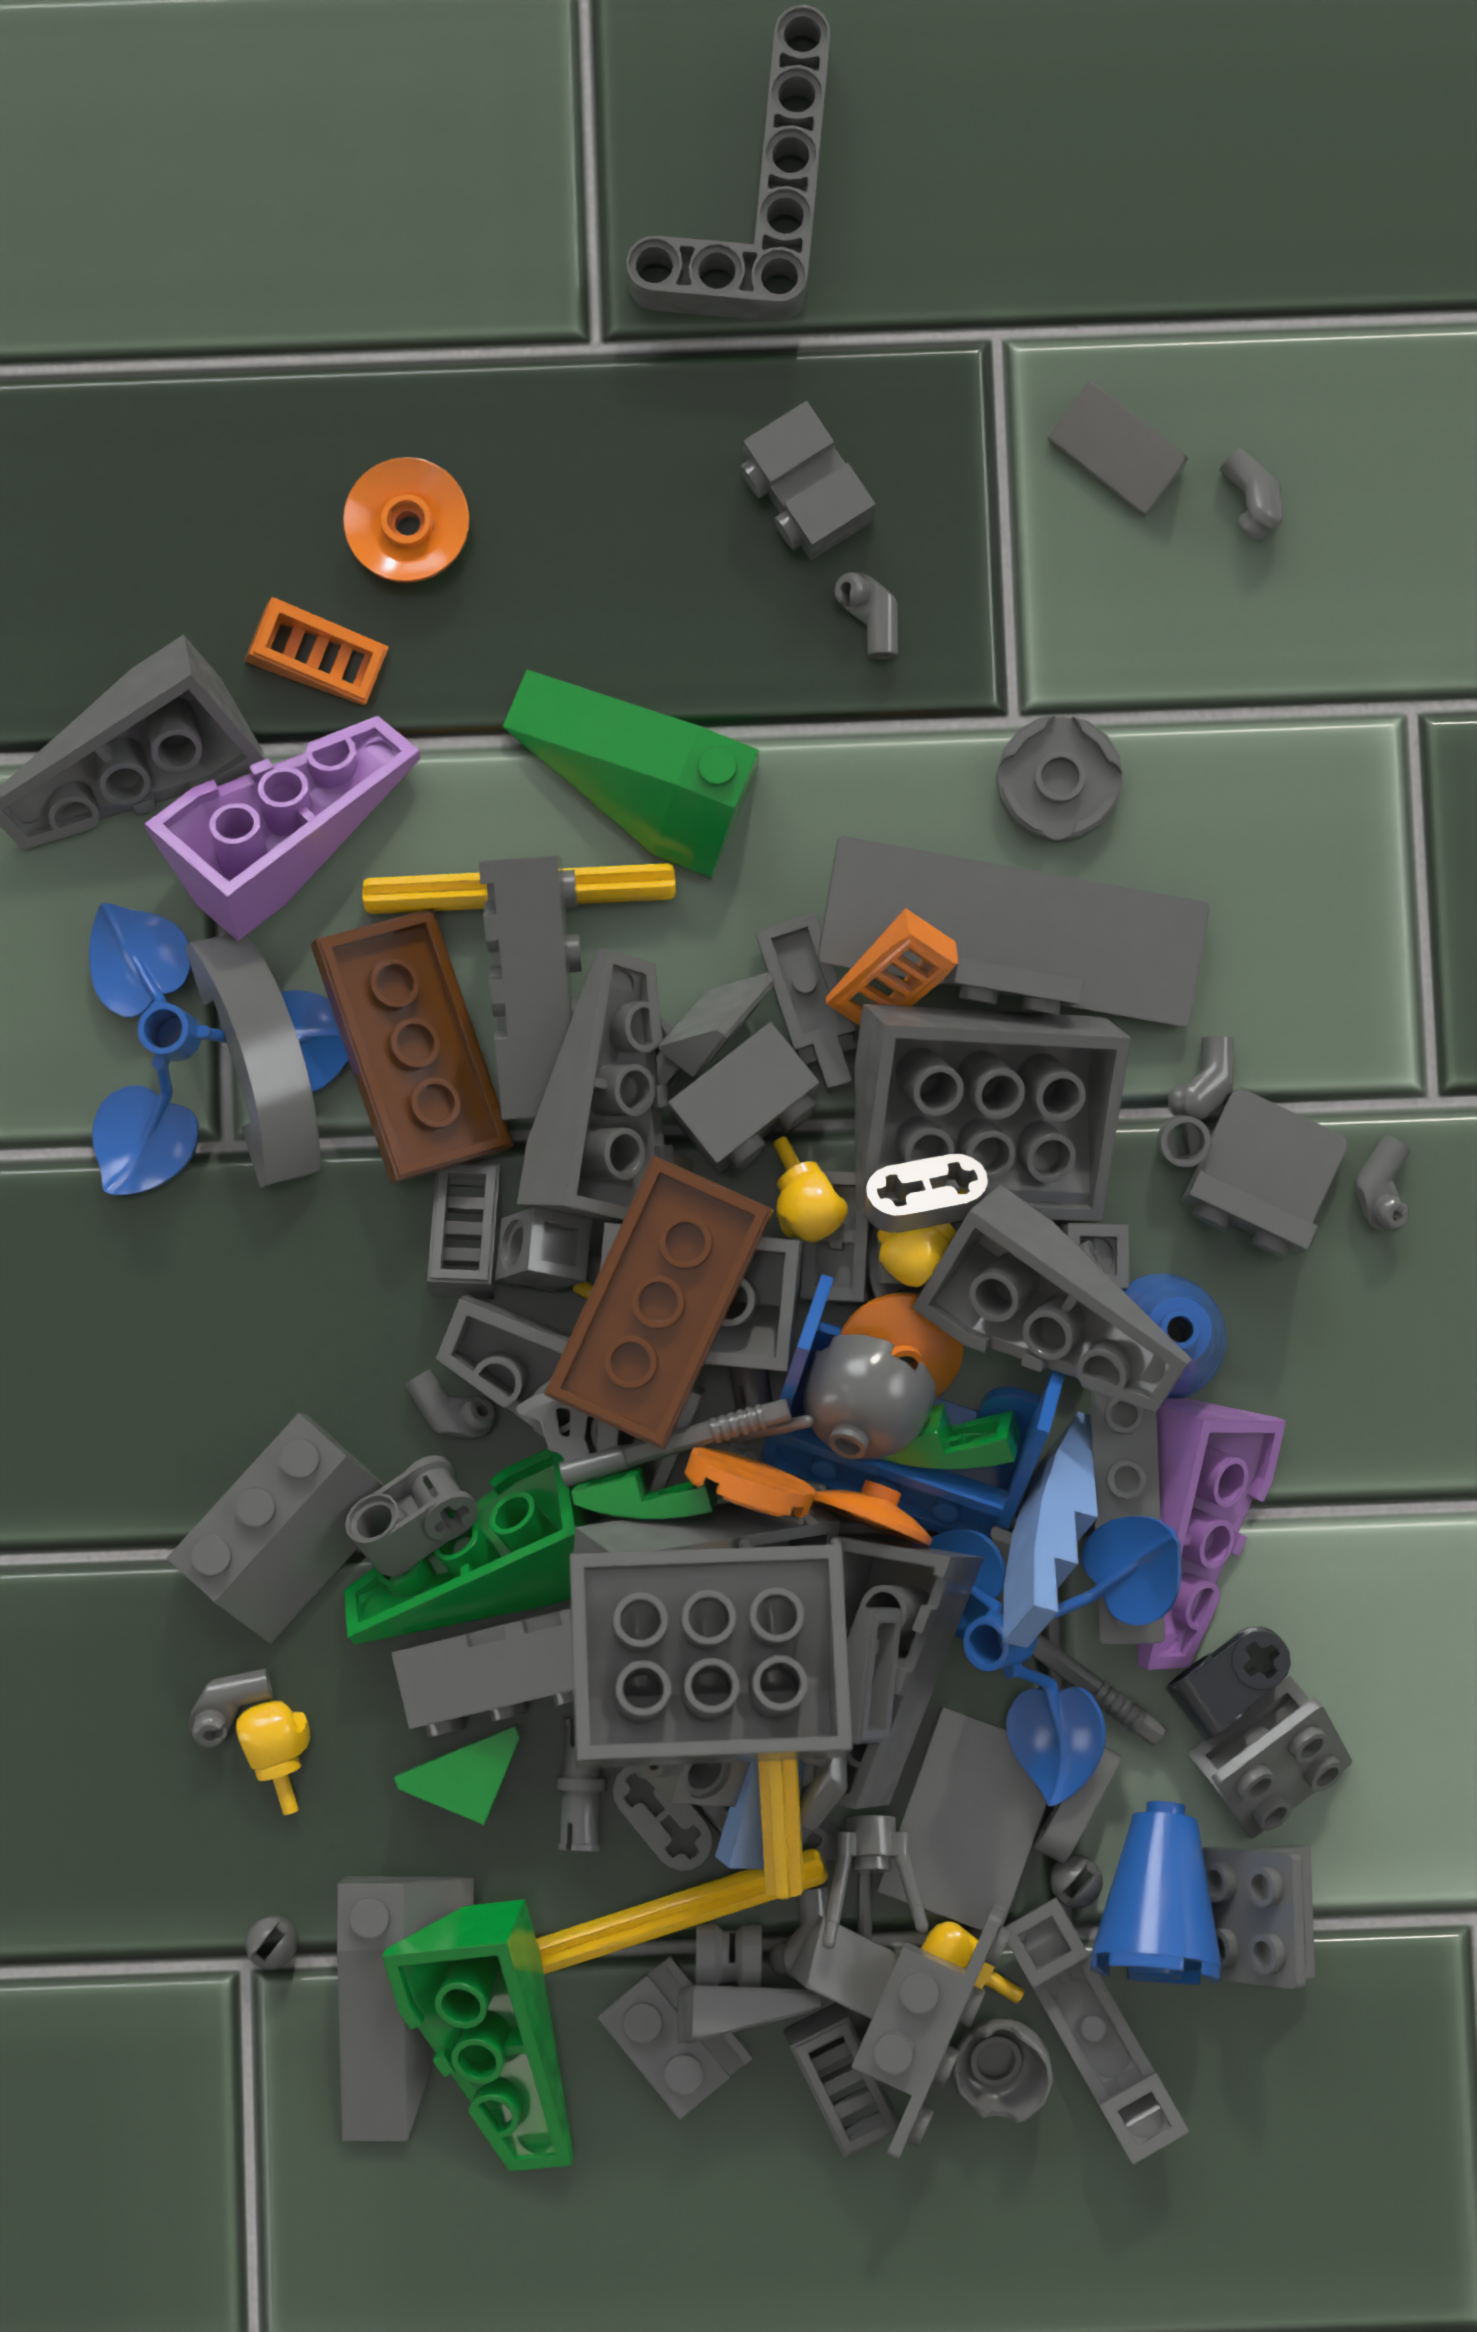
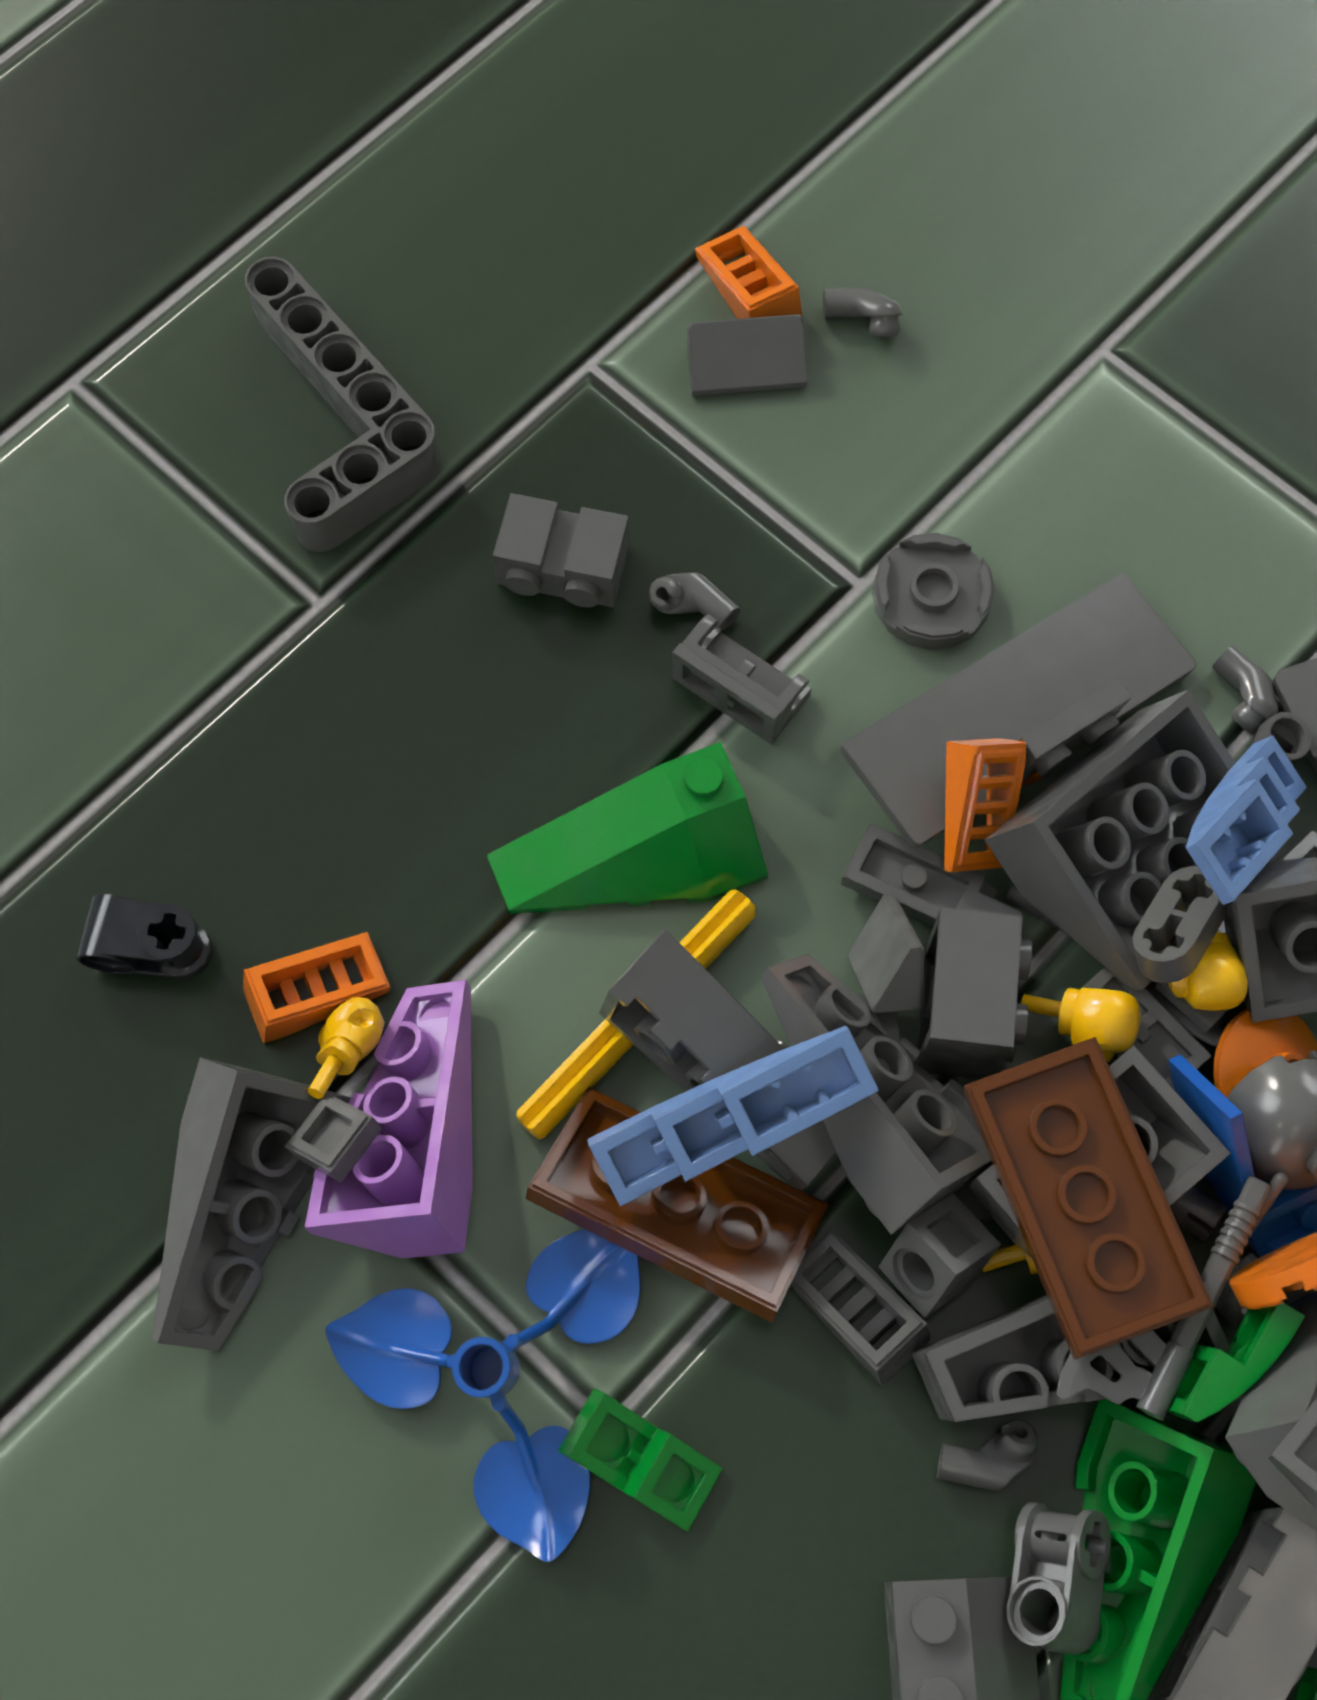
camera: 45 degrees left, 15 degrees down
(221, 779) = (333, 1137): none -> dark grey tile
(223, 498) = (134, 935): none -> black piece
(225, 1187) = (640, 1459): none -> green slope
(264, 1054) = (574, 1317): dark grey slope -> none
(299, 715) = (345, 1040): none -> yellow piece
(398, 491) = (289, 802): orange dish -> none
(483, 1023) = (733, 1114): none -> medium blue slope
(840, 709) = (738, 681): none -> dark grey hinge
(1057, 1167) = (1246, 819): none -> medium blue slope
(1184, 419) = (744, 278): none -> orange slope

